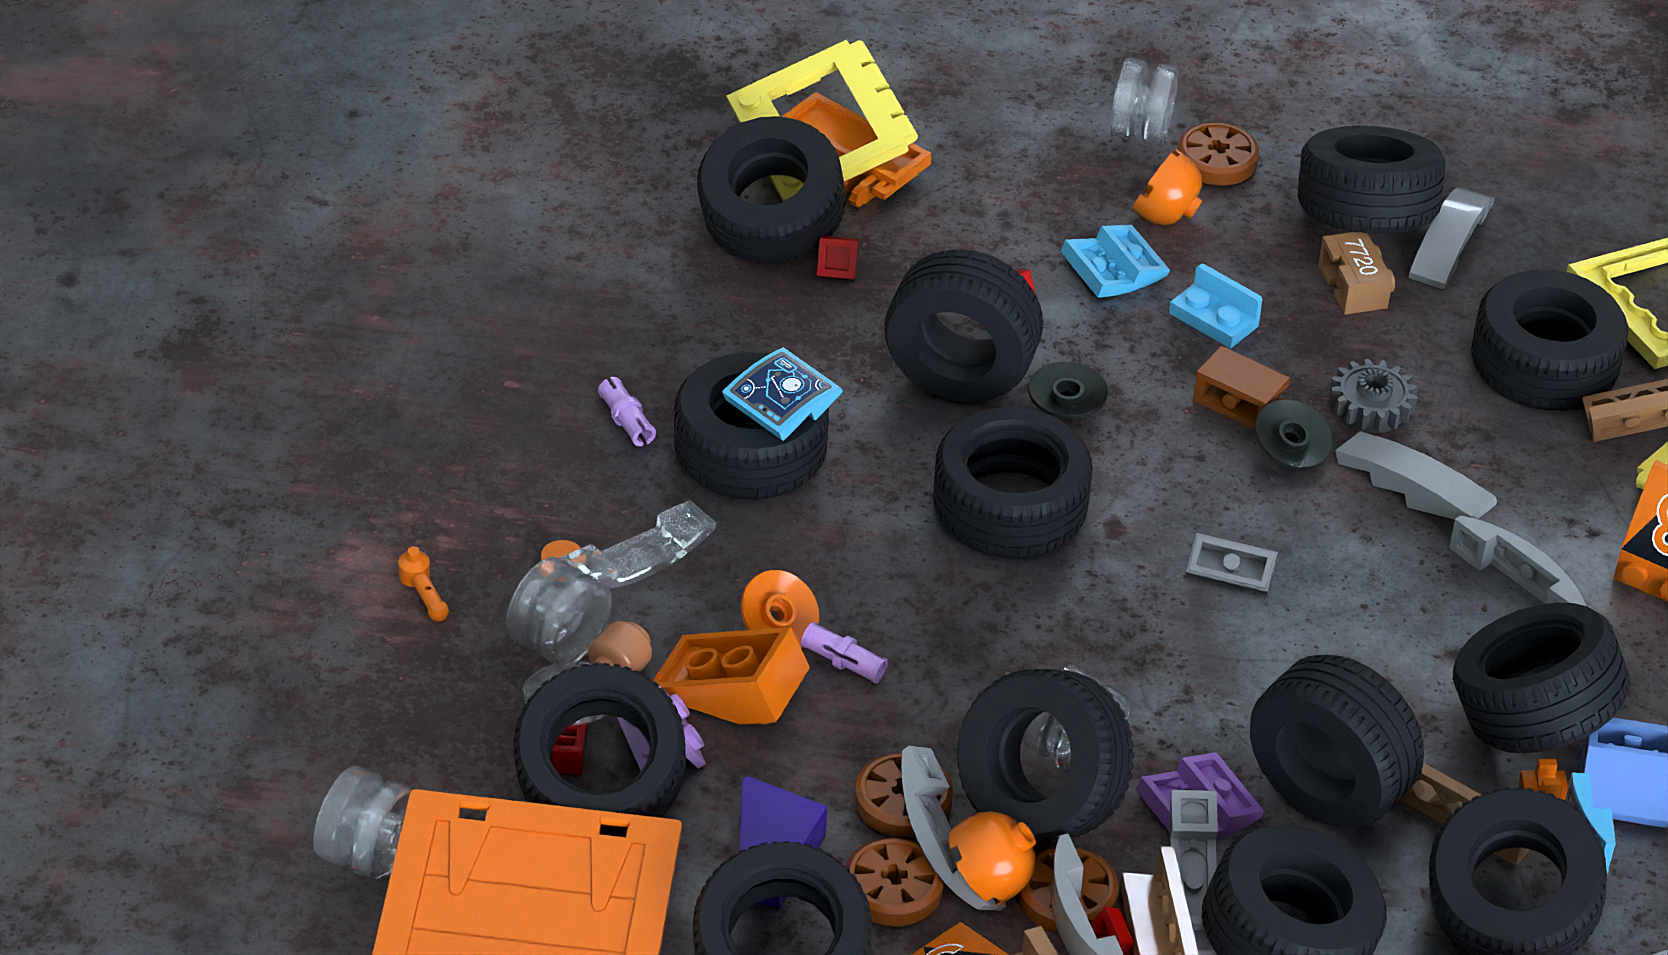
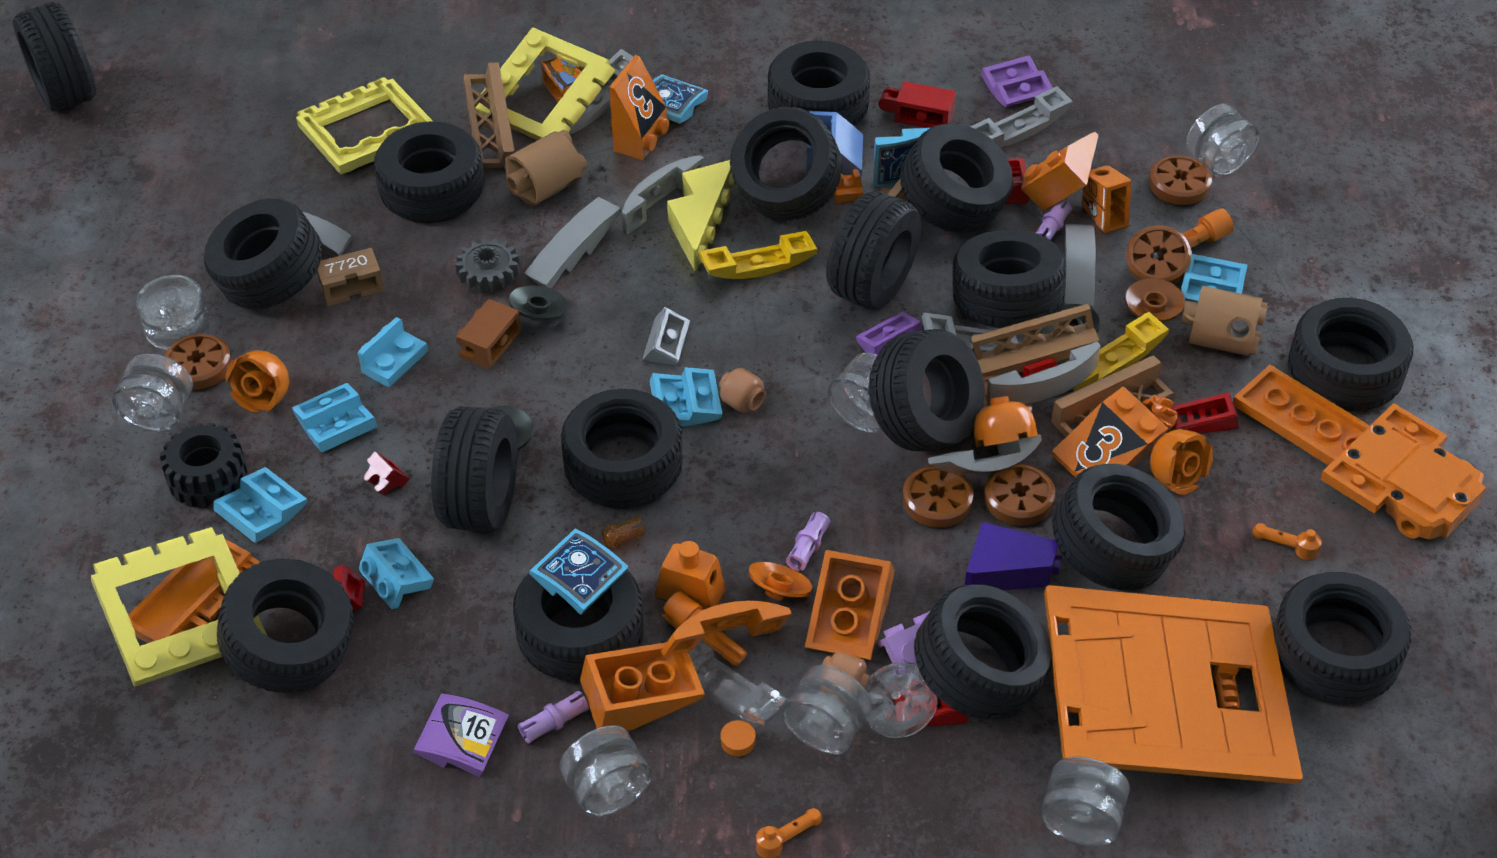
camera: 95 degrees left, 5 degrees up
(522, 423) = (605, 771): none -> clear wheel
(619, 339) = (460, 733): none -> medium lavender slope
(641, 463) = (638, 685): none -> orange slope
(690, 496) = (755, 615): none -> orange slope
(740, 526) = (682, 607): none -> orange piece
(794, 515) = (693, 573): none -> orange torso
(857, 296) = (393, 571): none -> medium azure bracket
(885, 481) = (622, 532): none -> clear orange pin
(981, 201) = (260, 504): none -> medium azure slope
(1036, 149) = (186, 461): none -> black tyre
(1111, 613) = (742, 390): none -> nougat head
(1116, 567) = (690, 396): none -> medium azure slope
(1286, 118) = (172, 309): none -> clear wheel
(1369, 642) = (759, 262): none -> yellow slope
(1453, 600) = (701, 208): none -> light yellow slope
(1555, 446) = (544, 168): none -> medium nougat cylinder

